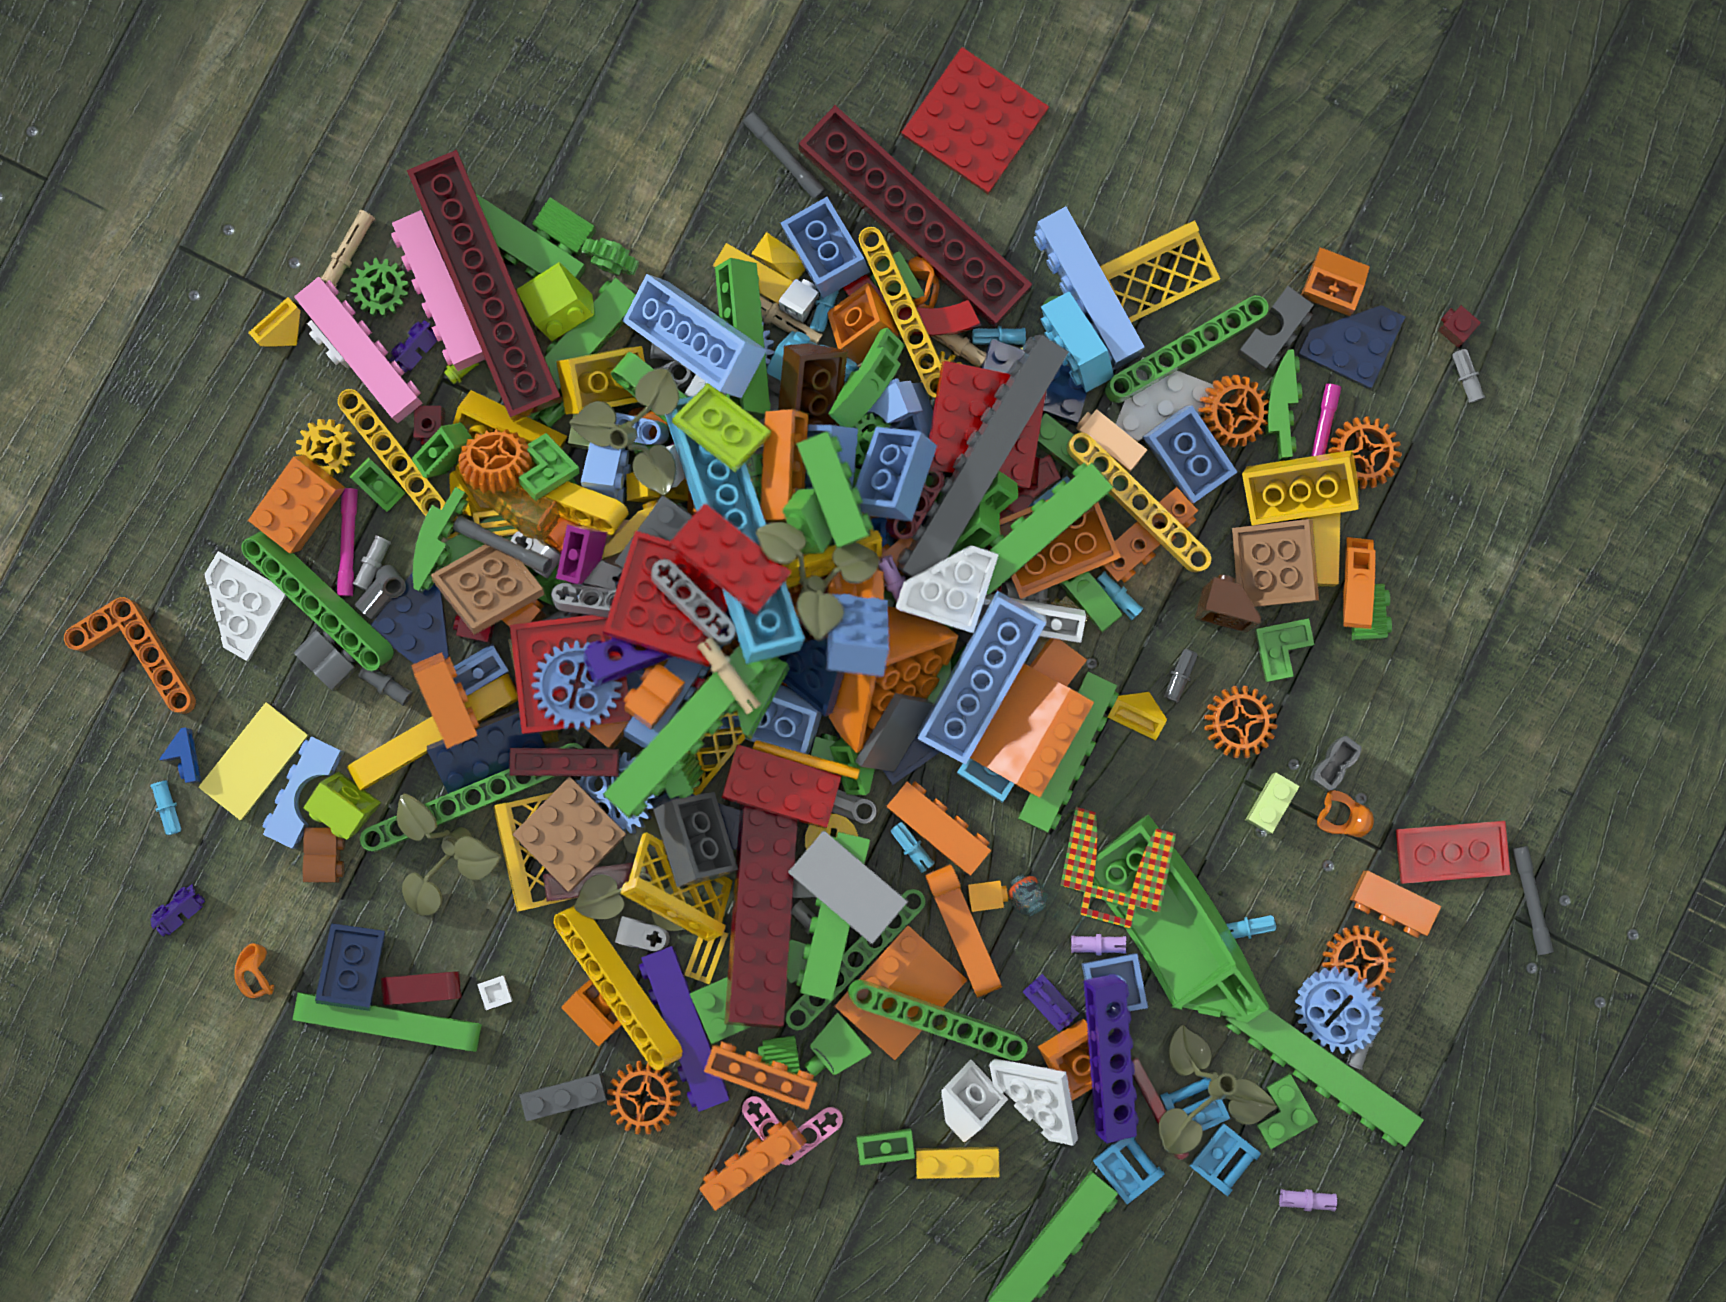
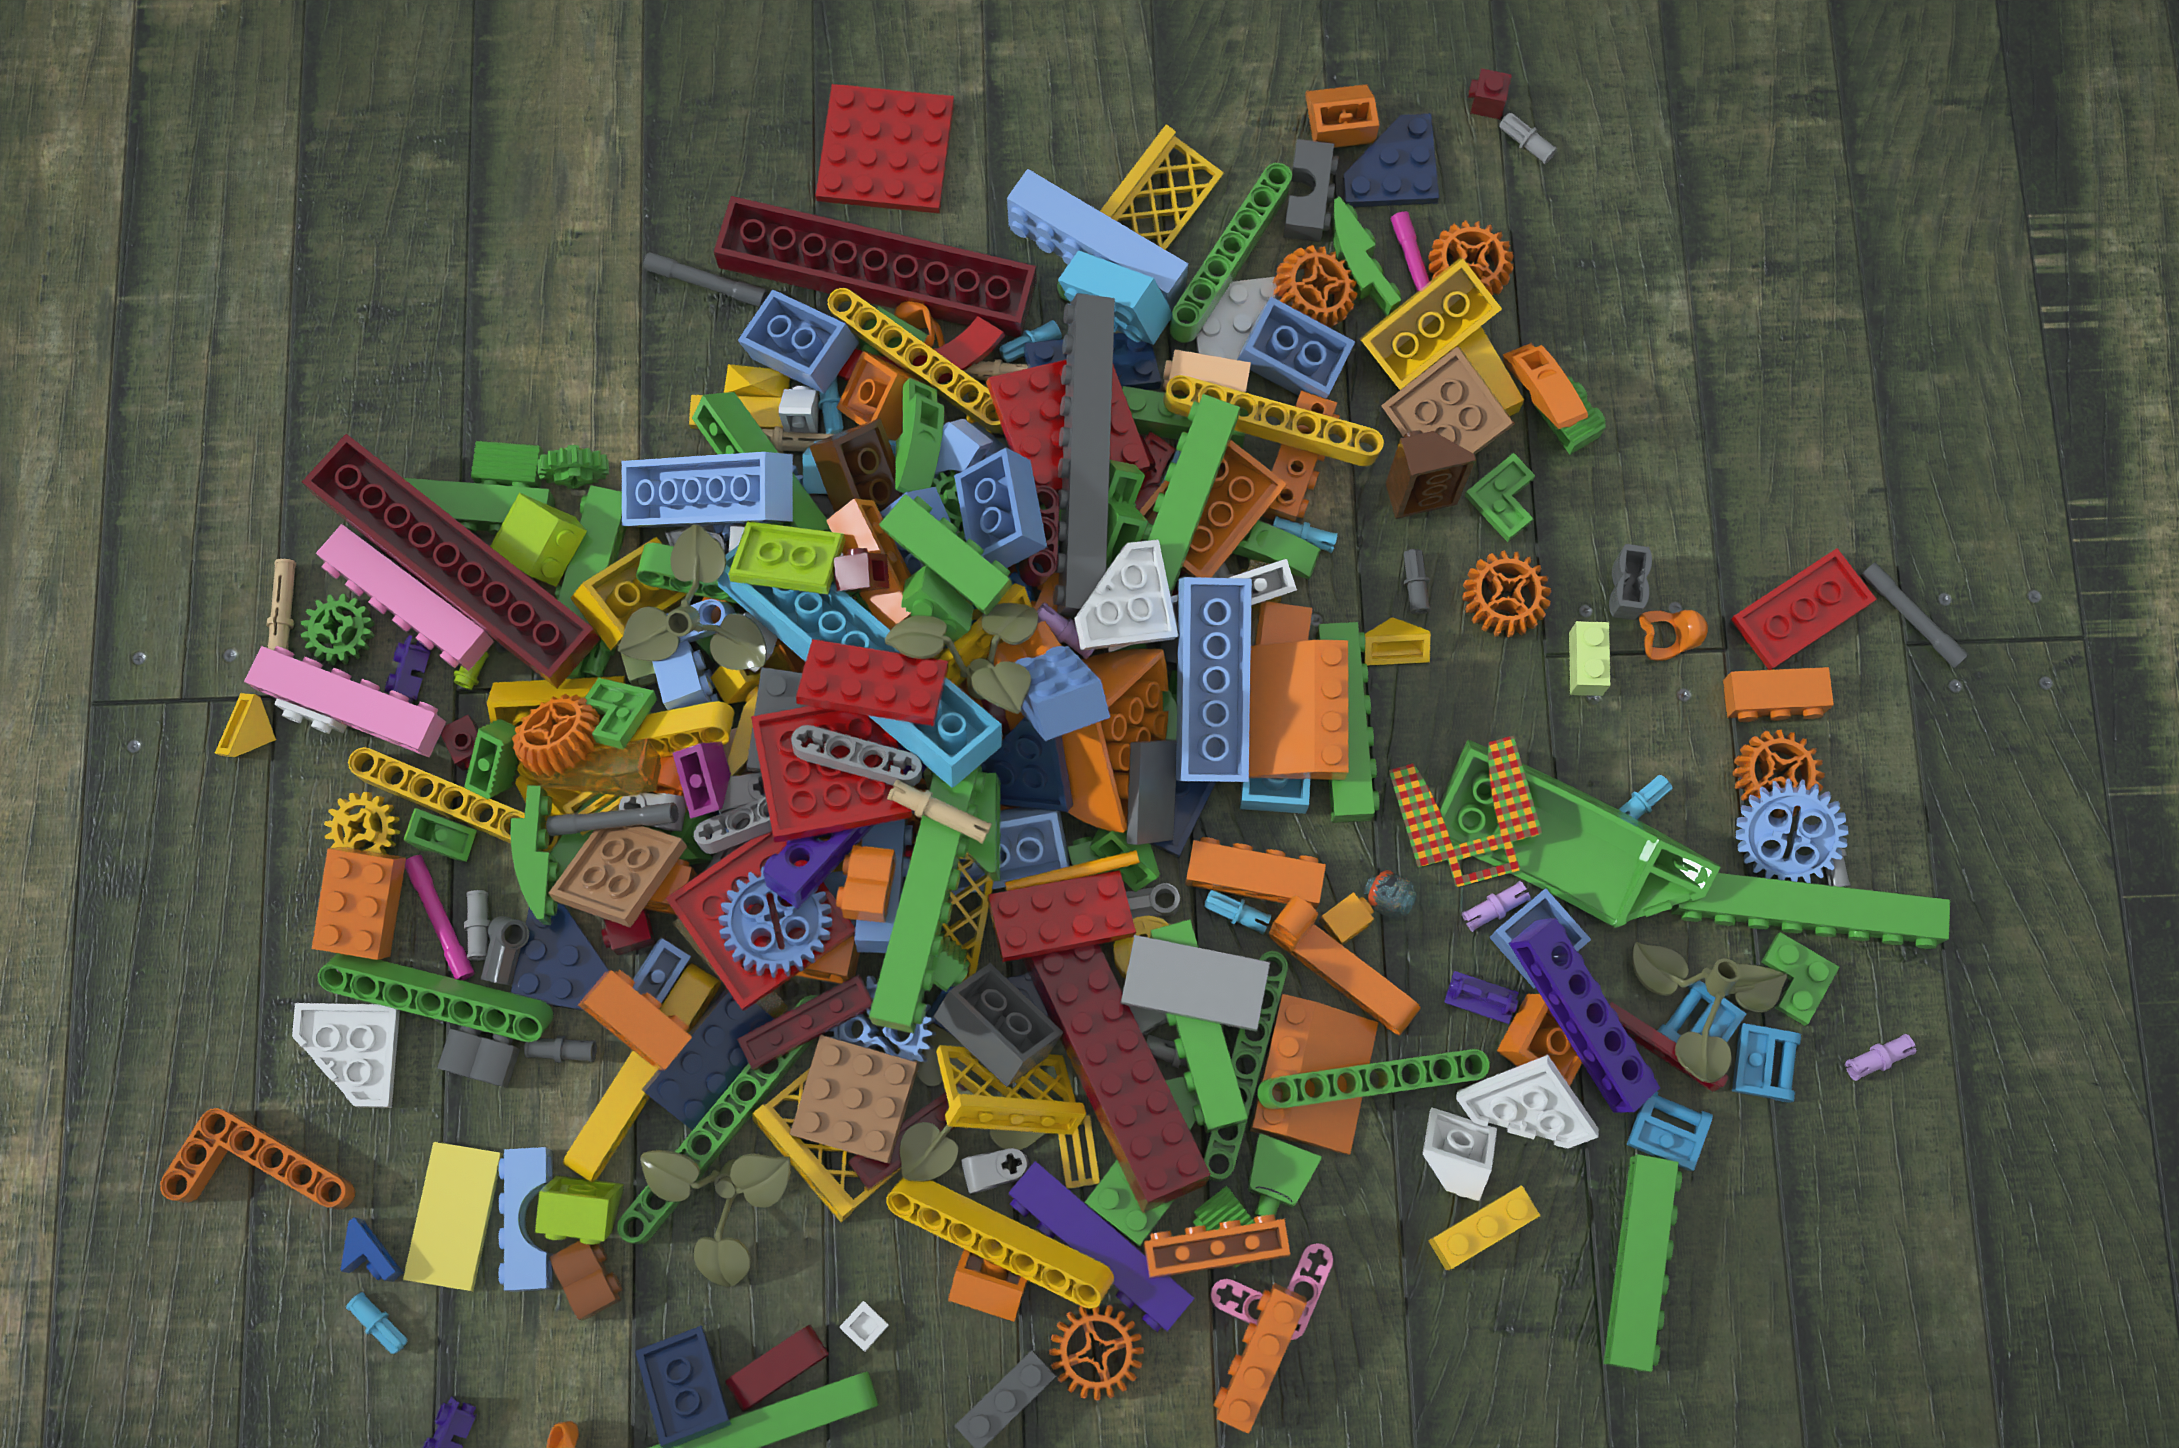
camera: 30 degrees left, 10 degrees down
(767, 468) = (861, 571): none -> brick
(885, 1146) = (1396, 1254): bright green brick -> none

